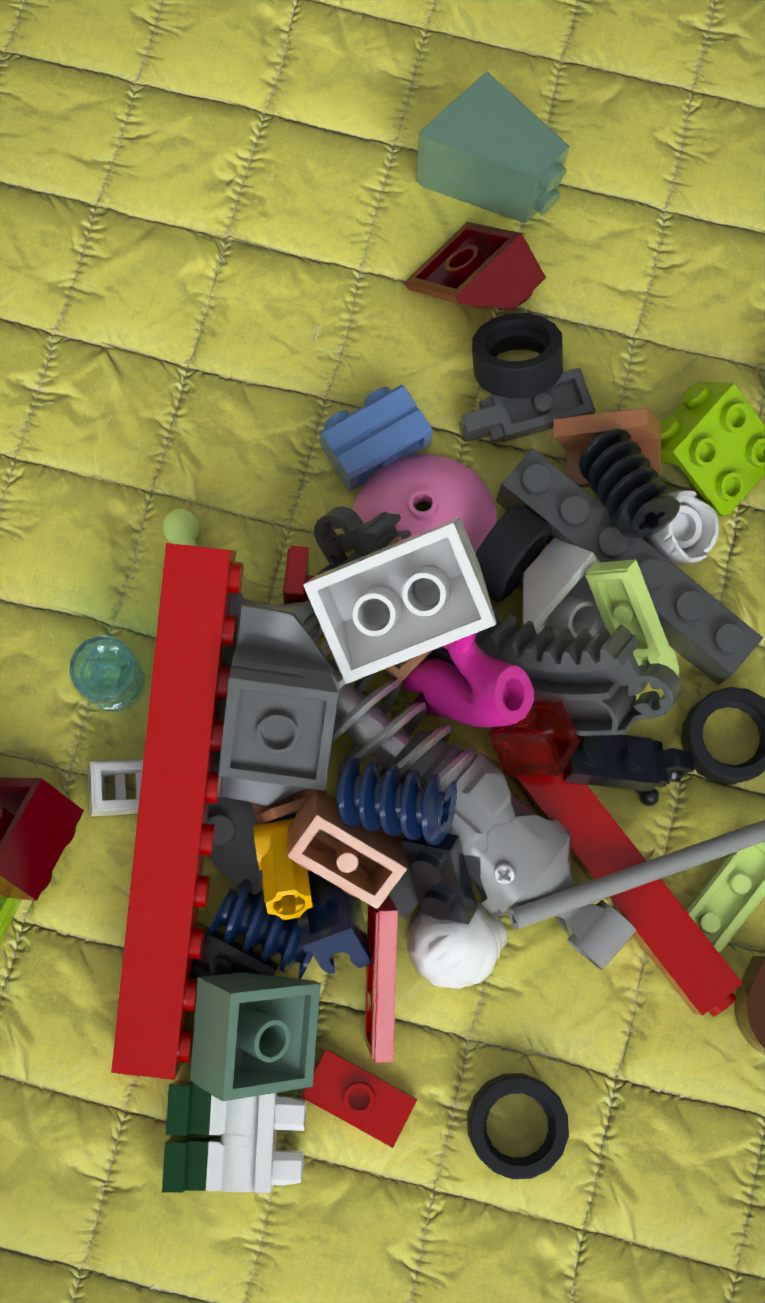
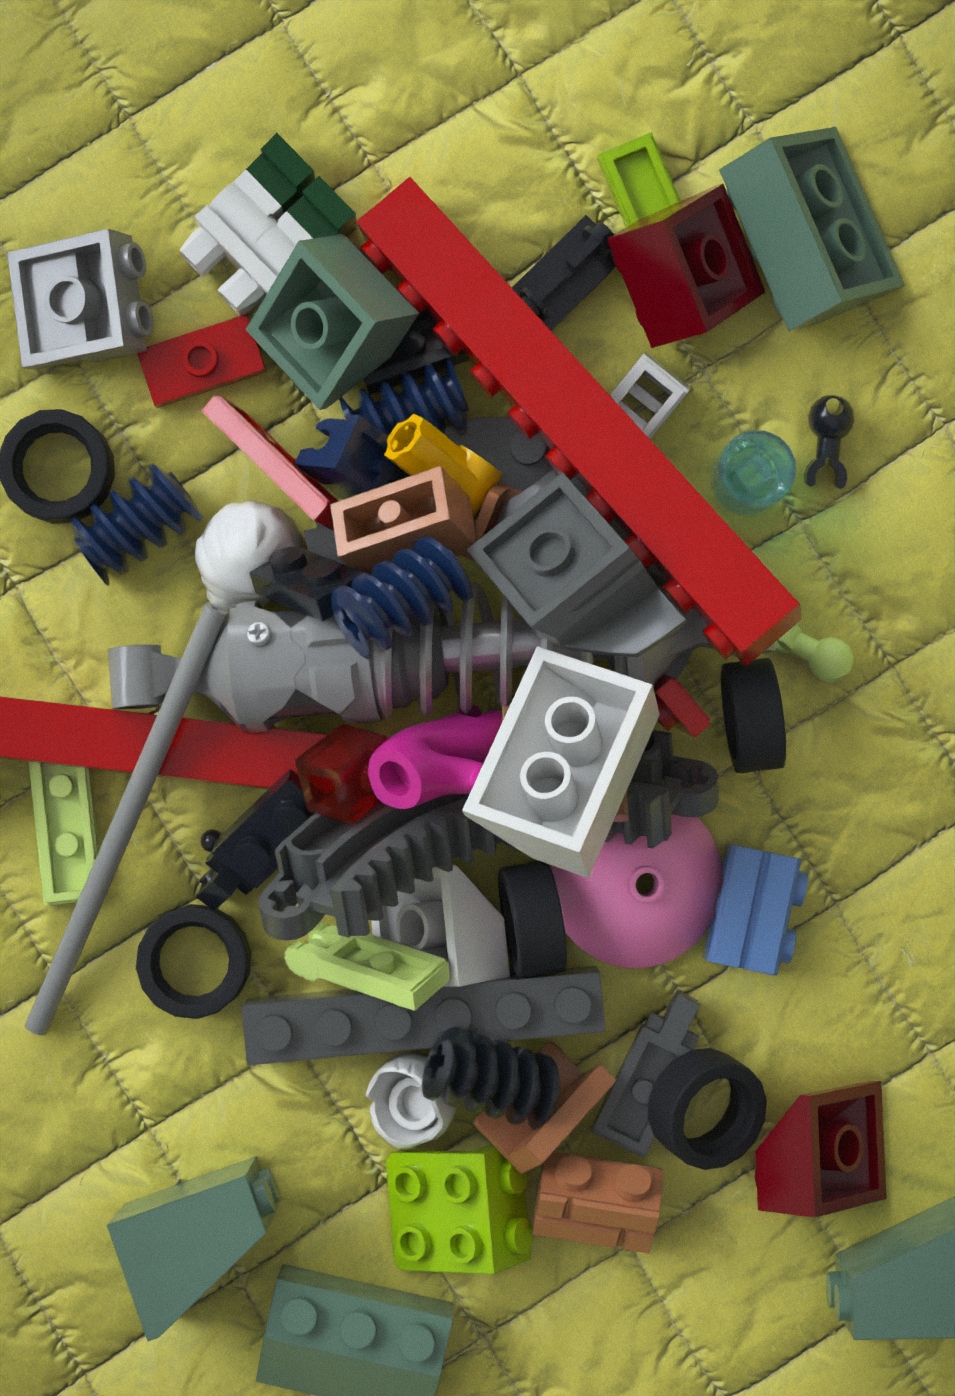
camera: 140 degrees right, 10 degrees up
(36, 656) = (830, 431): none -> black arm
(80, 912) = (568, 272): none -> black hinge
(262, 533) = (753, 716): none -> black tyre
(395, 1220) = (79, 299): none -> light grey plate
(505, 1037) = (134, 522): none -> dark blue piece
(631, 366) = (598, 1201): none -> nougat brick

